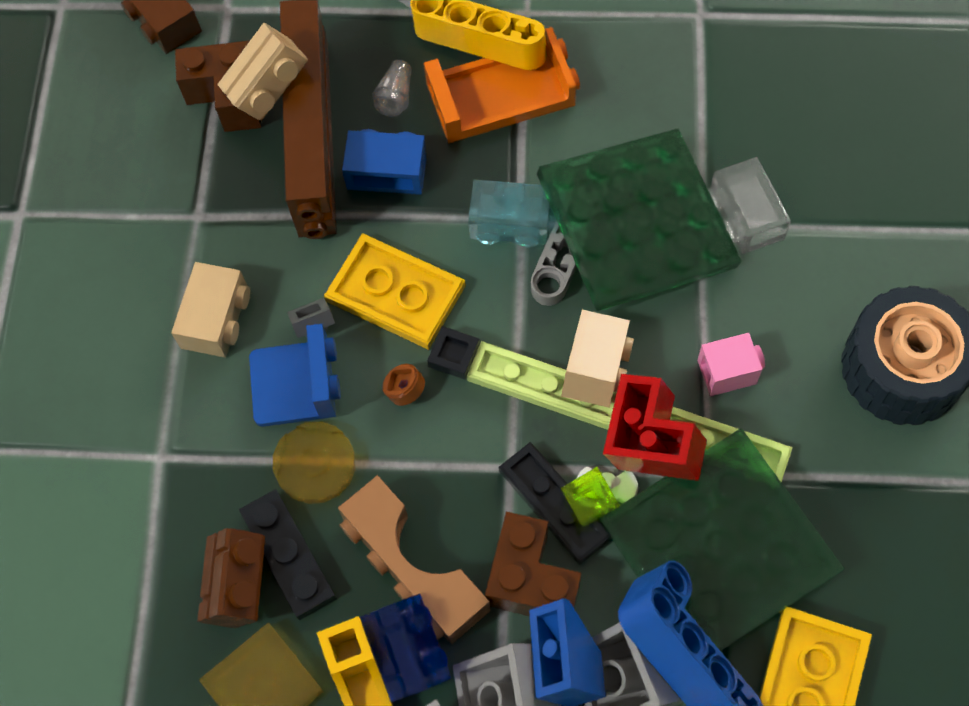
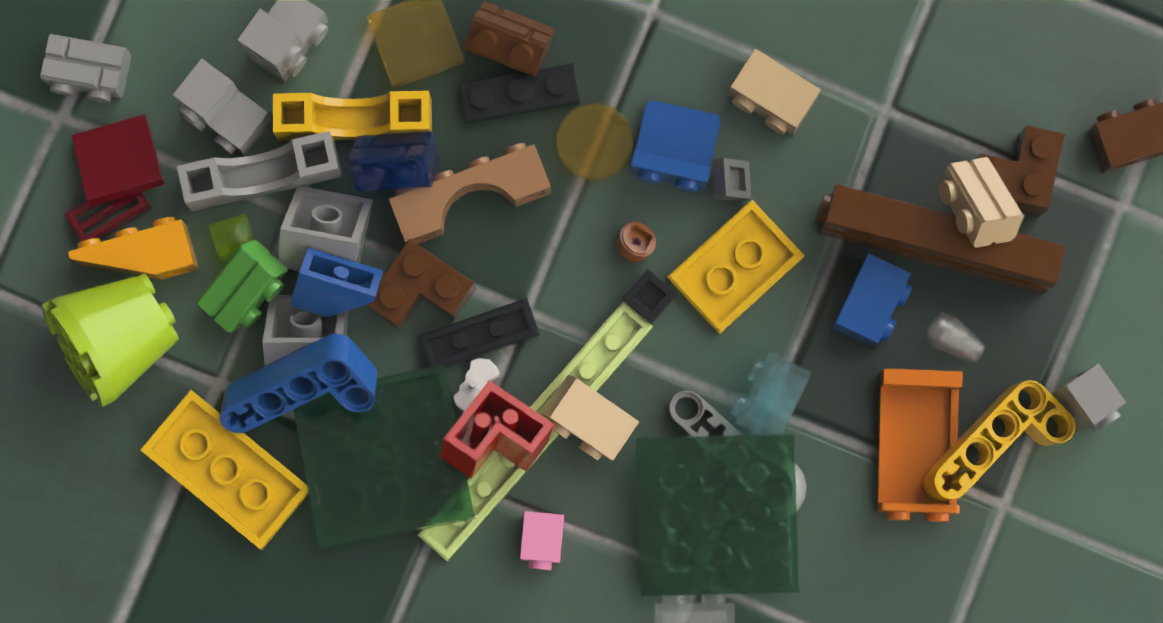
camera: 105 degrees right, 15 degrees up
(590, 496) = (464, 362): clear neon green tile -> none

